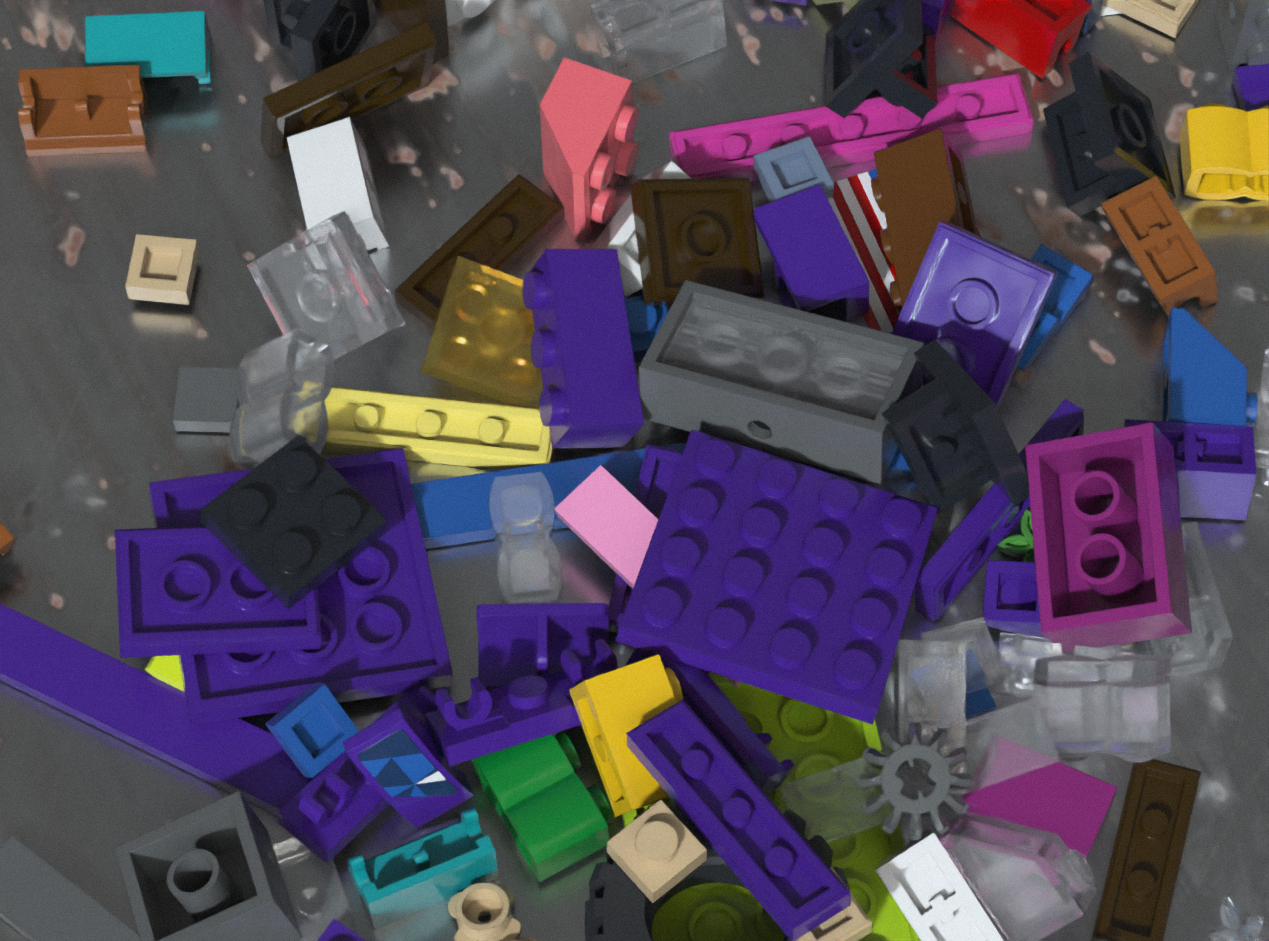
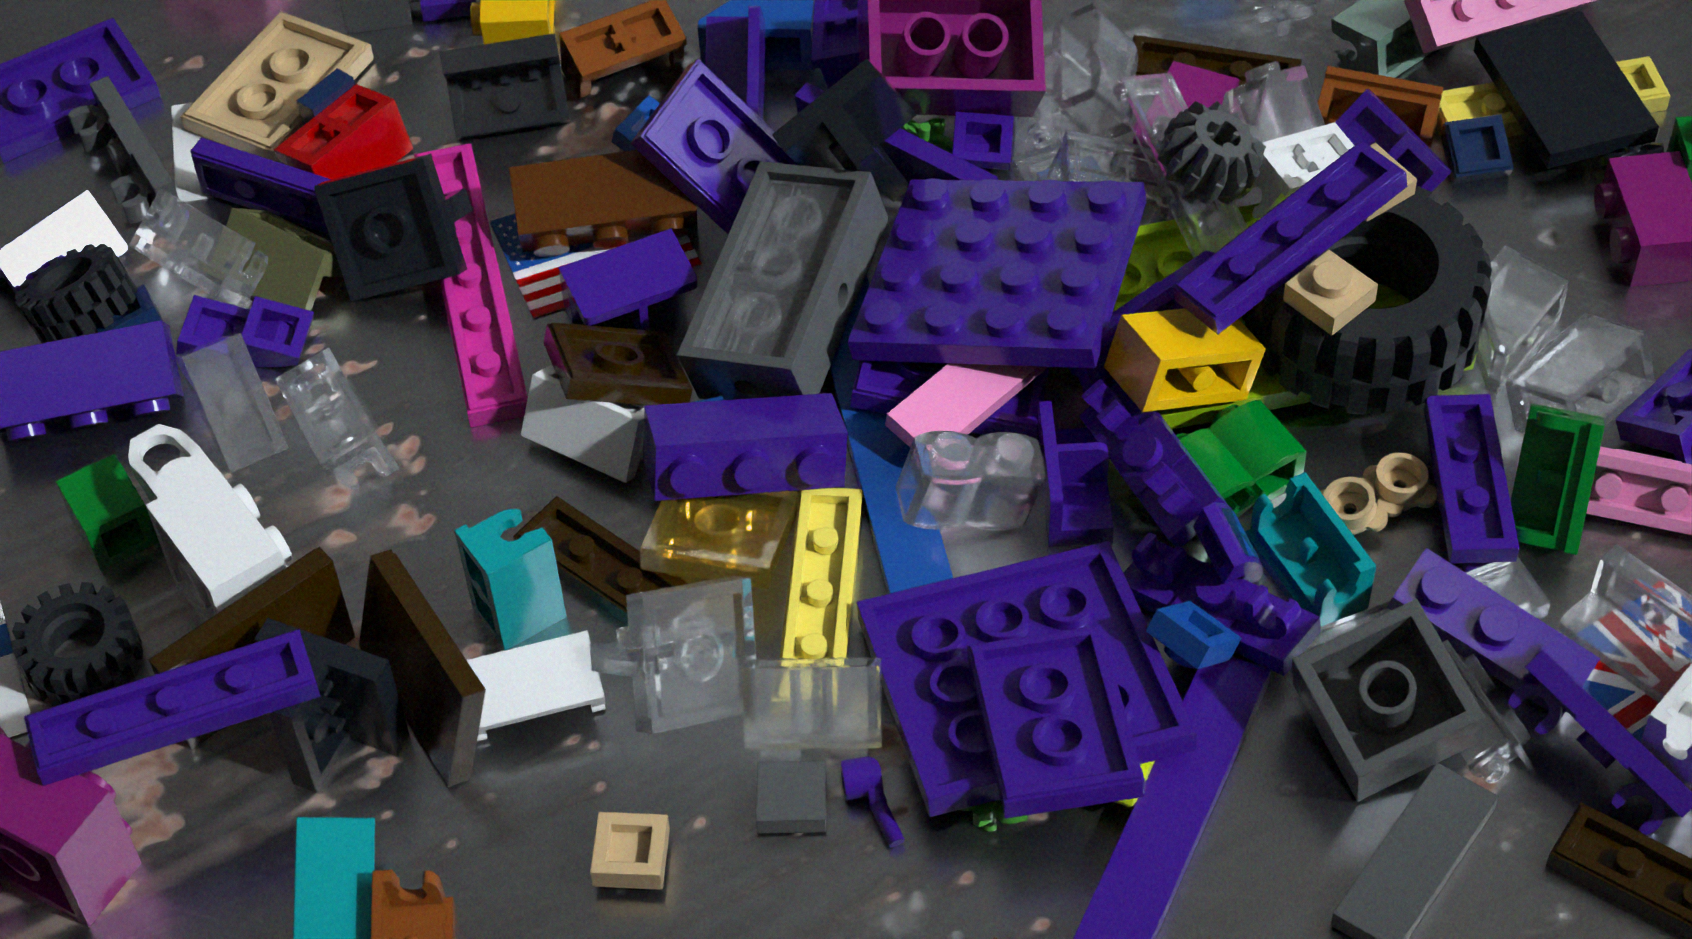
camera: 90 degrees left, 10 degrees down
(213, 458) = (863, 779): none -> dark purple hand
(293, 521) = (977, 648): black plate -> none
(432, 151) = (511, 582): none -> teal hinge
(587, 141) = (504, 452): coral slope -> none
(791, 170) = (535, 301): sand blue tile -> none
(1109, 351) = (738, 55): none -> dark purple panel

